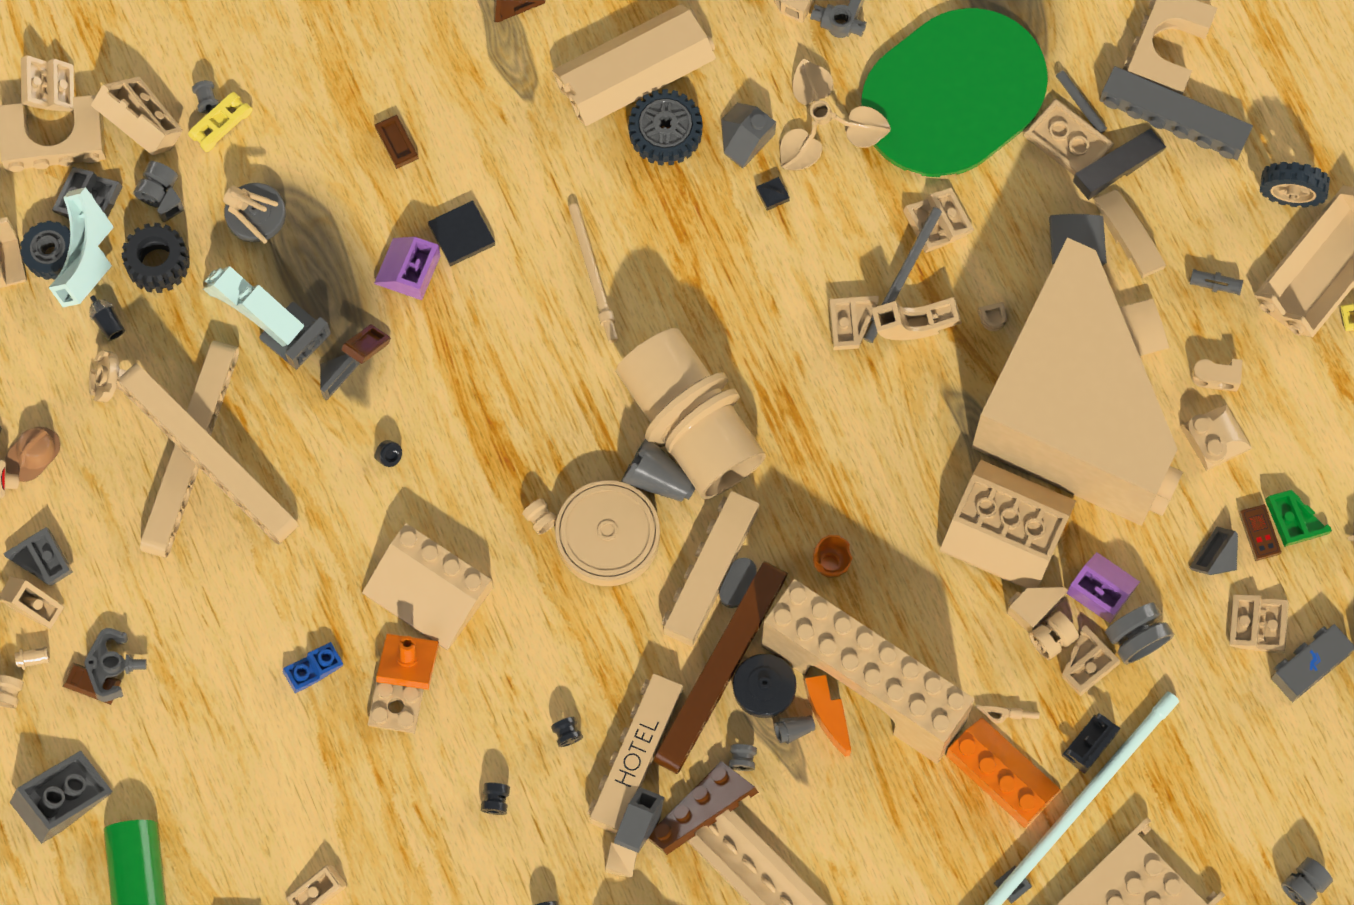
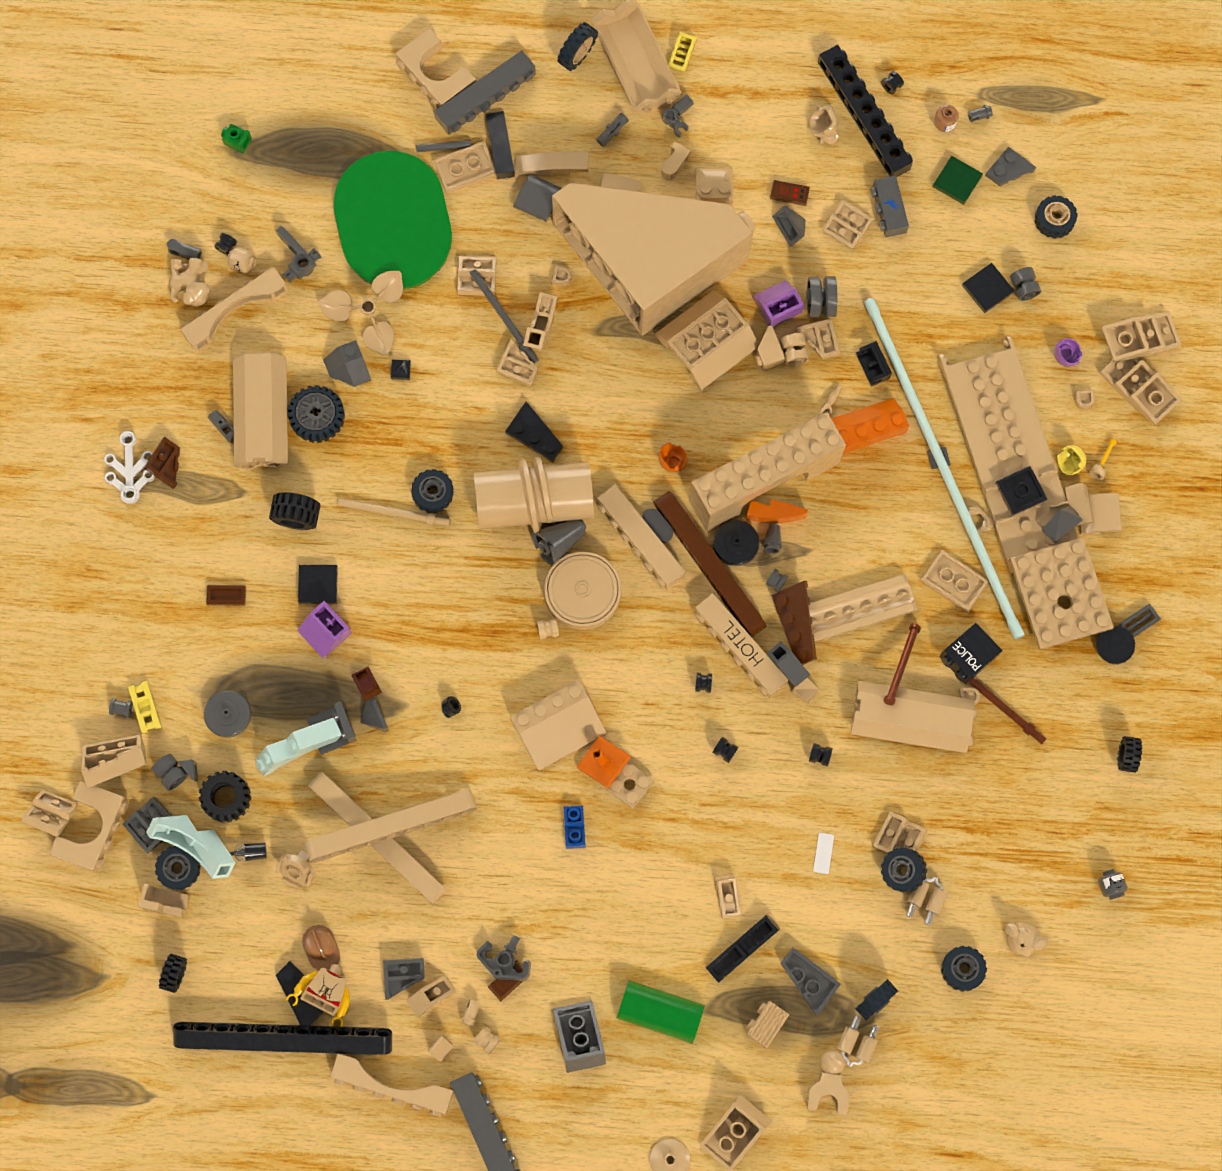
camera: 65 degrees left, 5 degrees up
(239, 200) = (214, 718): tan plant -> none
(530, 159) = (294, 511): none -> black tyre
(597, 32) = (221, 424): none -> dark grey bar
(644, 287) = (432, 502): none -> black wheel
(776, 381) = (534, 433): none -> black wing
(1276, 340) = (671, 118): none -> dark grey bar
(1276, 839) = (988, 288): none -> black tile
(1294, 519) = (792, 168): green wing -> none

